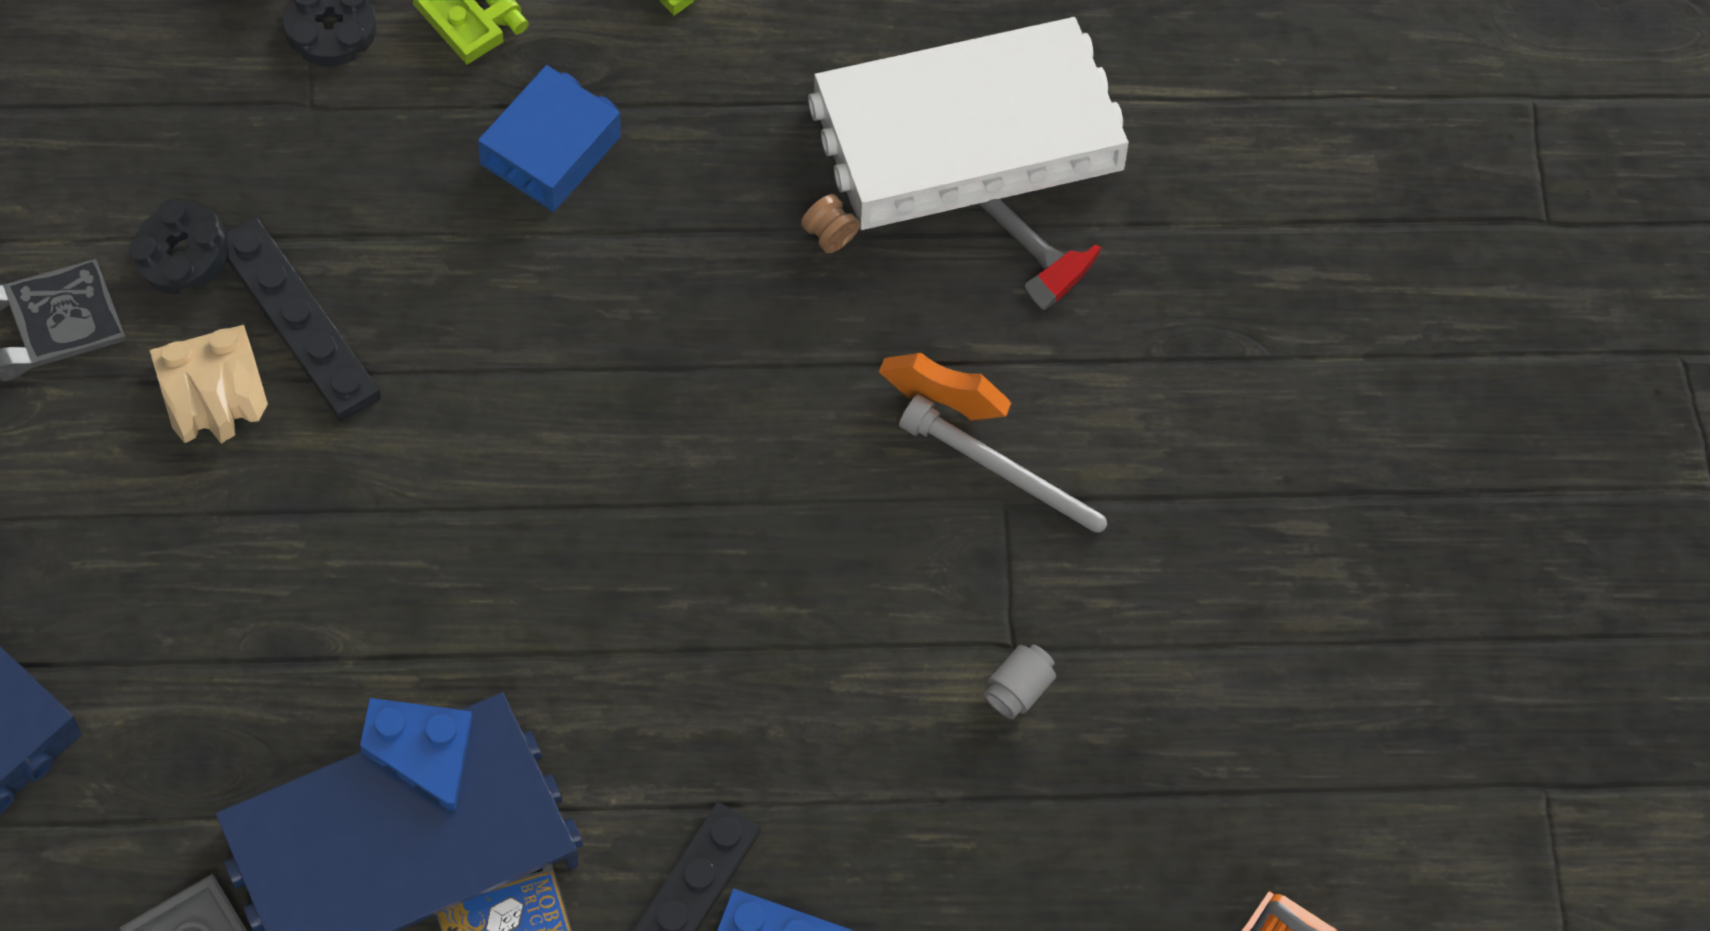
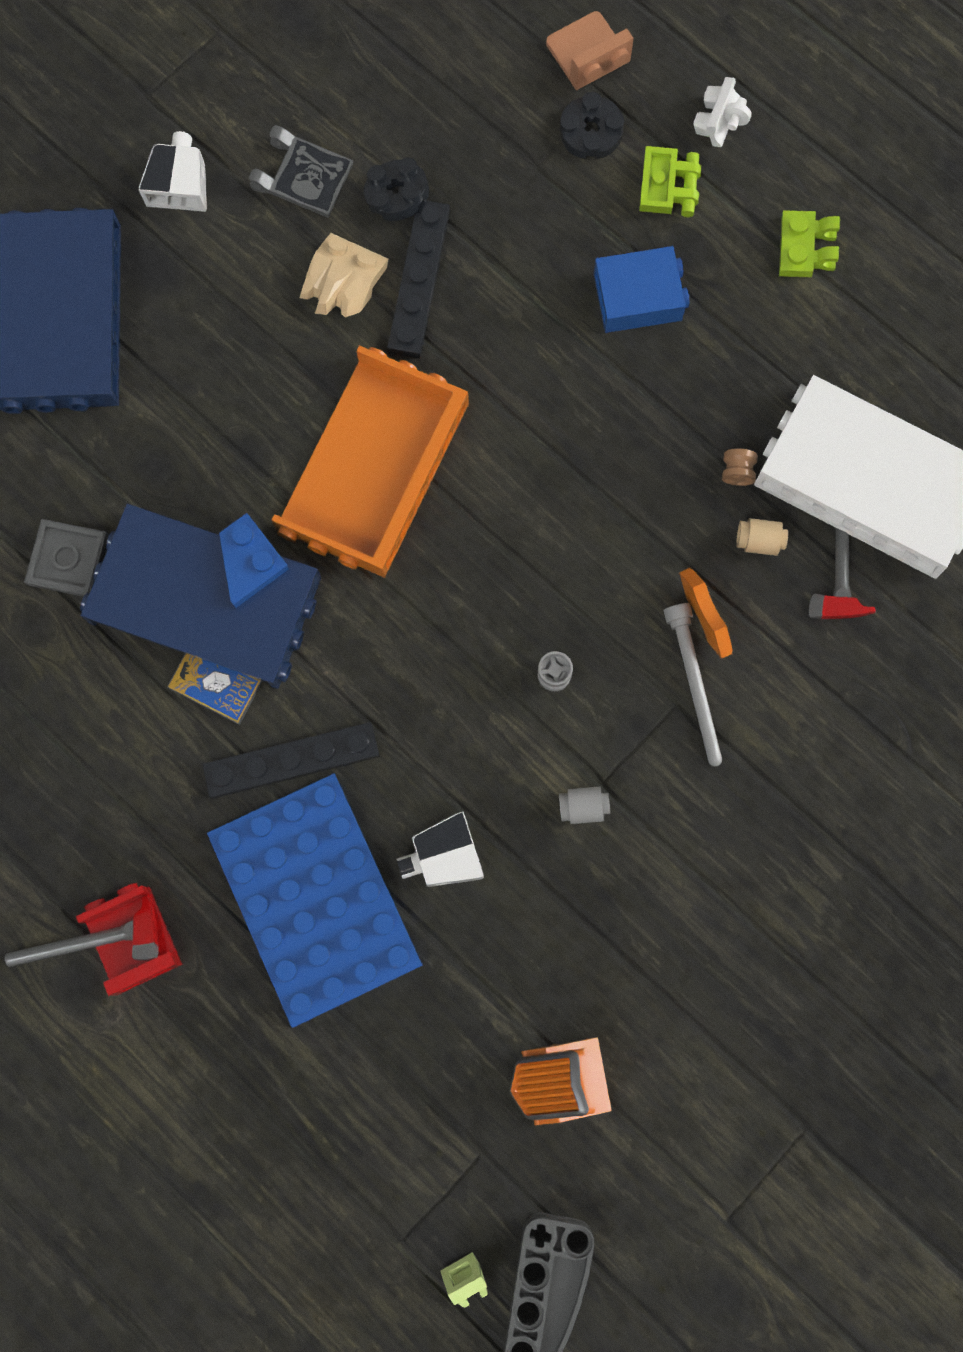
camera: 55 degrees right, 15 degrees up
(443, 542) = (373, 462): none -> orange panel
(853, 567) = (554, 664): none -> light grey wheel
(921, 270) = (761, 536): none -> tan brick
(934, 858) = (443, 854): none -> torso

